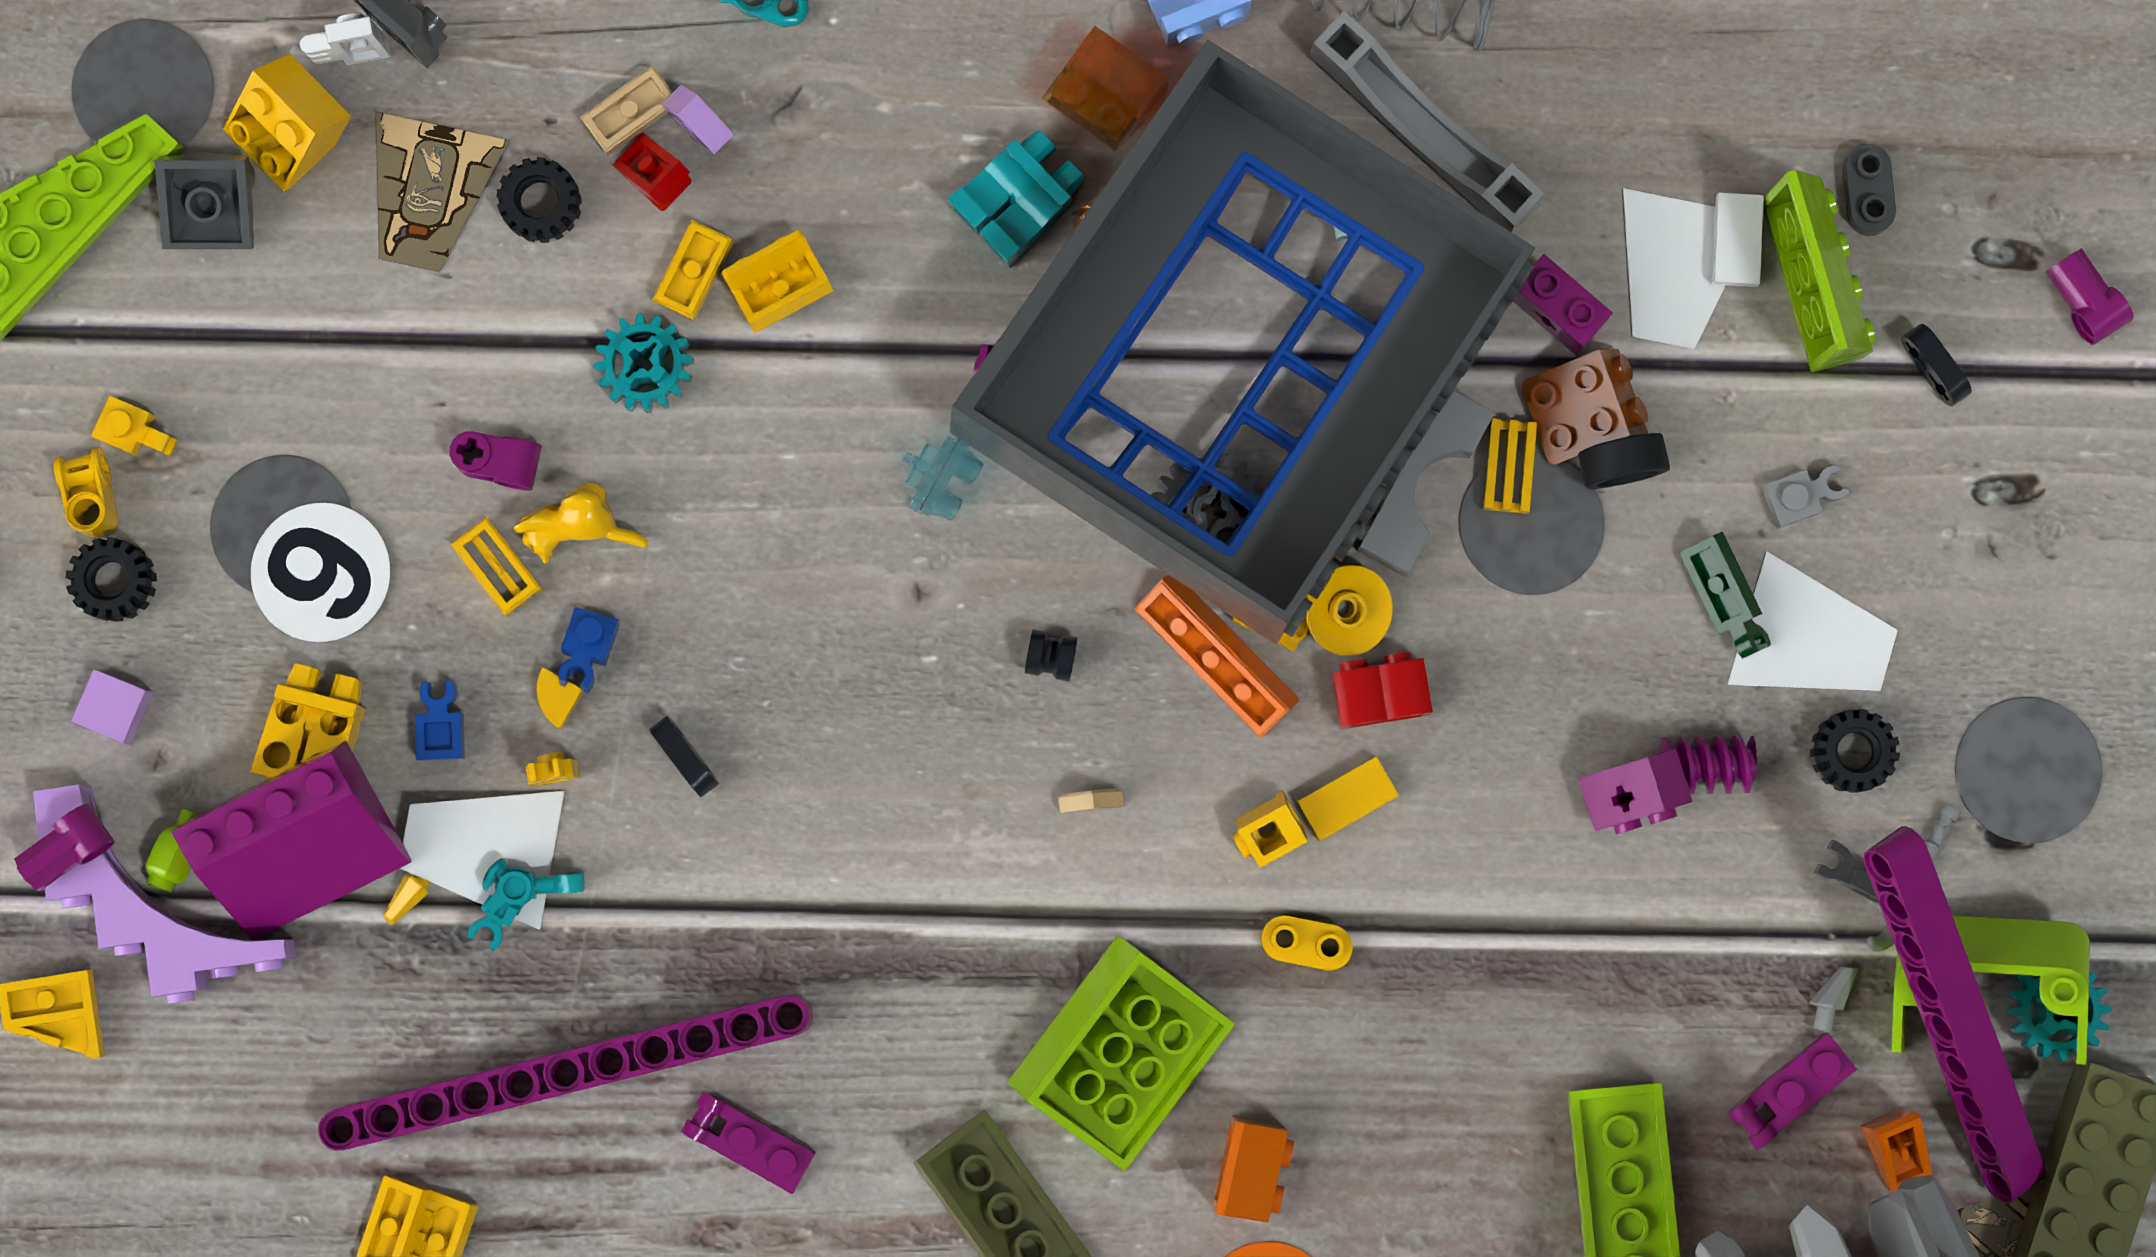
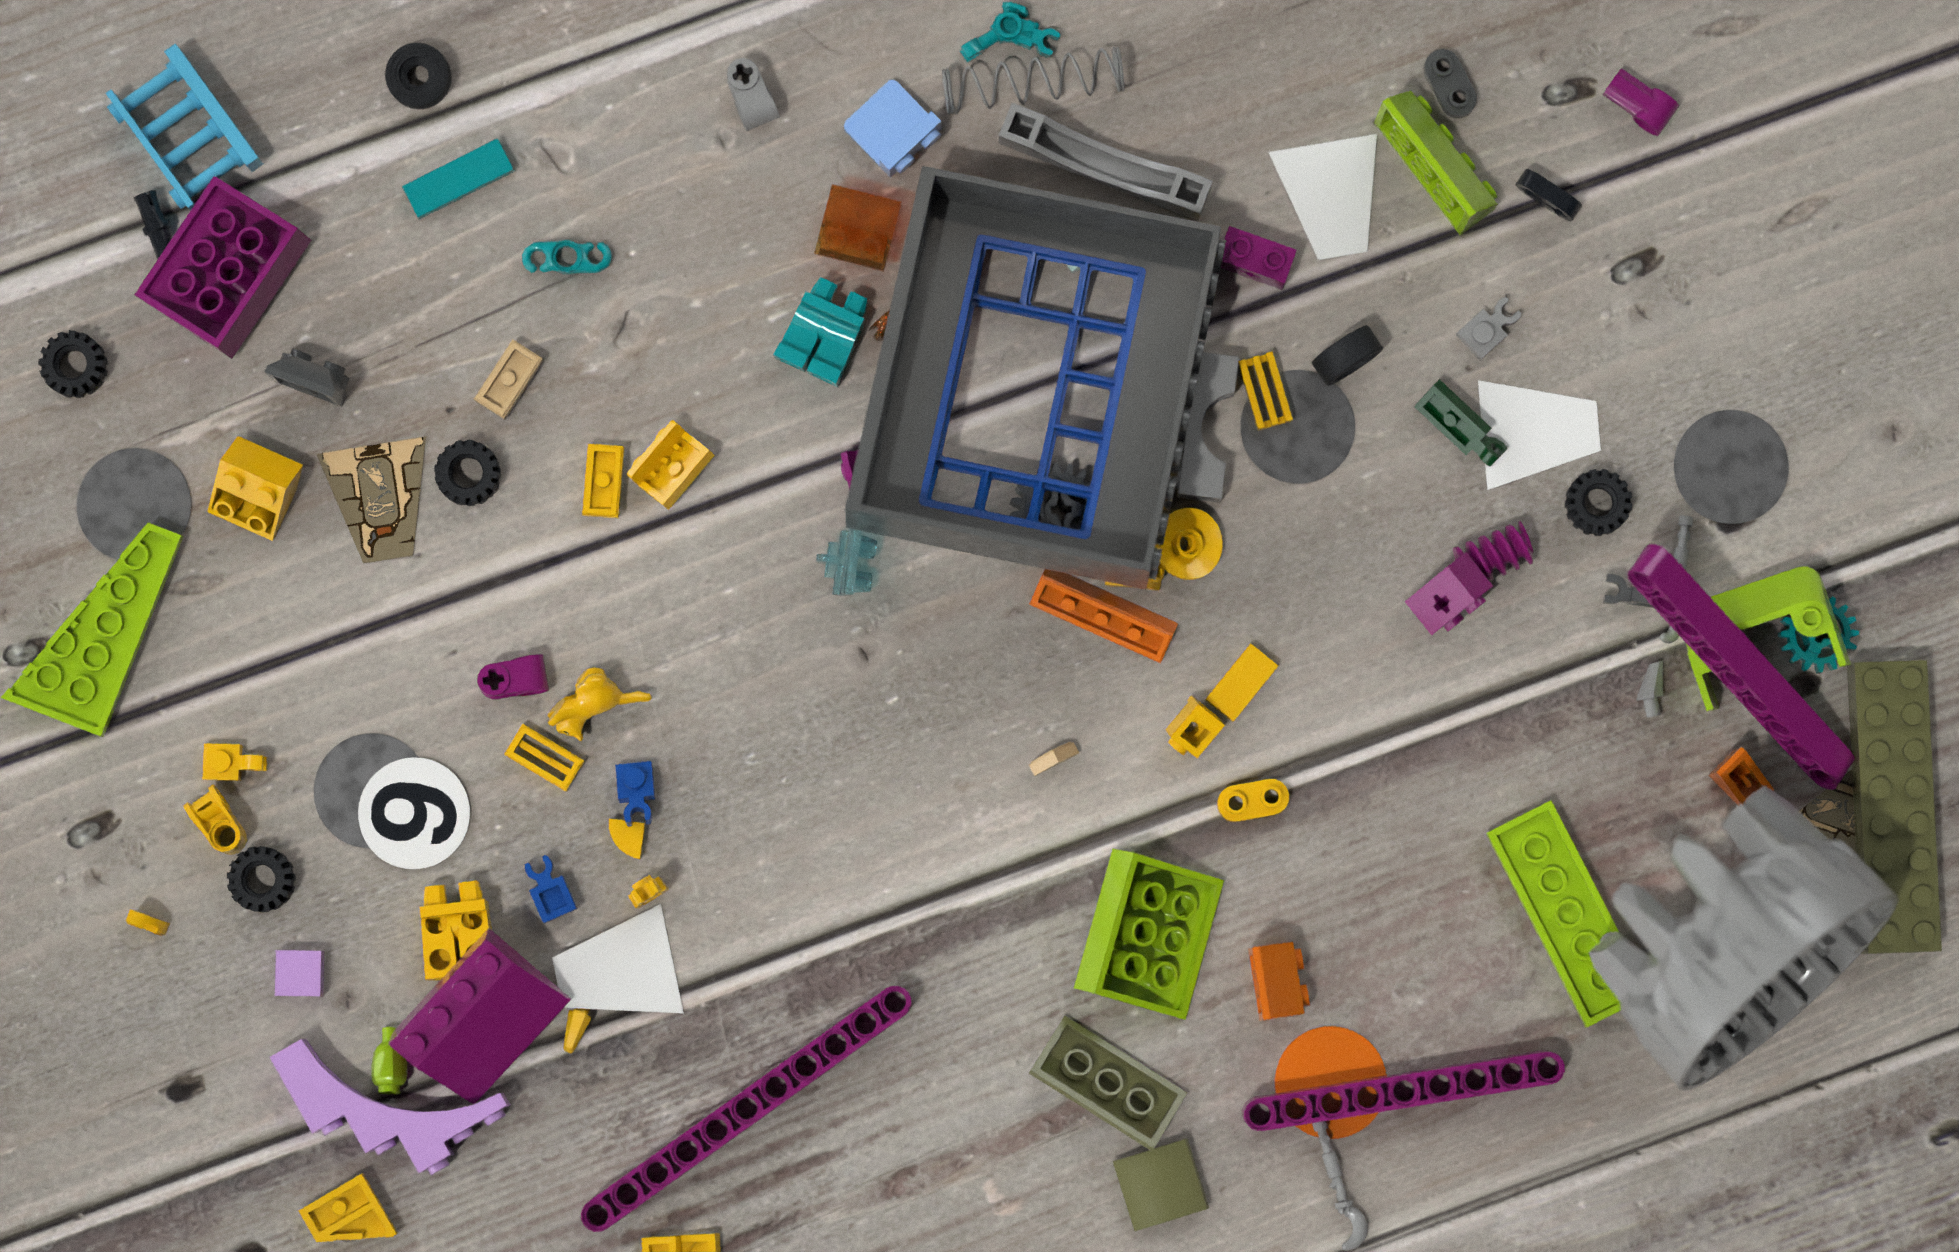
camera: 25 degrees left, 0 degrees up
(75, 841) = (317, 1080): magenta piece -> none
(205, 201) = (218, 570): dark grey slope -> none
(350, 39) = (282, 408): white hinge -> none
(513, 890) = (654, 990): teal piece -> none
(653, 171) = (543, 418): red slope -> none
(655, 349) = (579, 559): teal gear -> none
(684, 756) = (740, 843): black beam -> none
(697, 119) = (563, 367): lavender piece -> none
(749, 1143) = (902, 1107): magenta plate -> none
(1040, 655) = (974, 665): black wheel -> none
(1381, 691) = (1236, 594): red brick -> none
(1584, 404) = (1302, 324): dark orange bracket -> none
(1737, 239) = (1367, 158): white tile -> none
(1793, 1089) = (1649, 767): magenta plate -> none

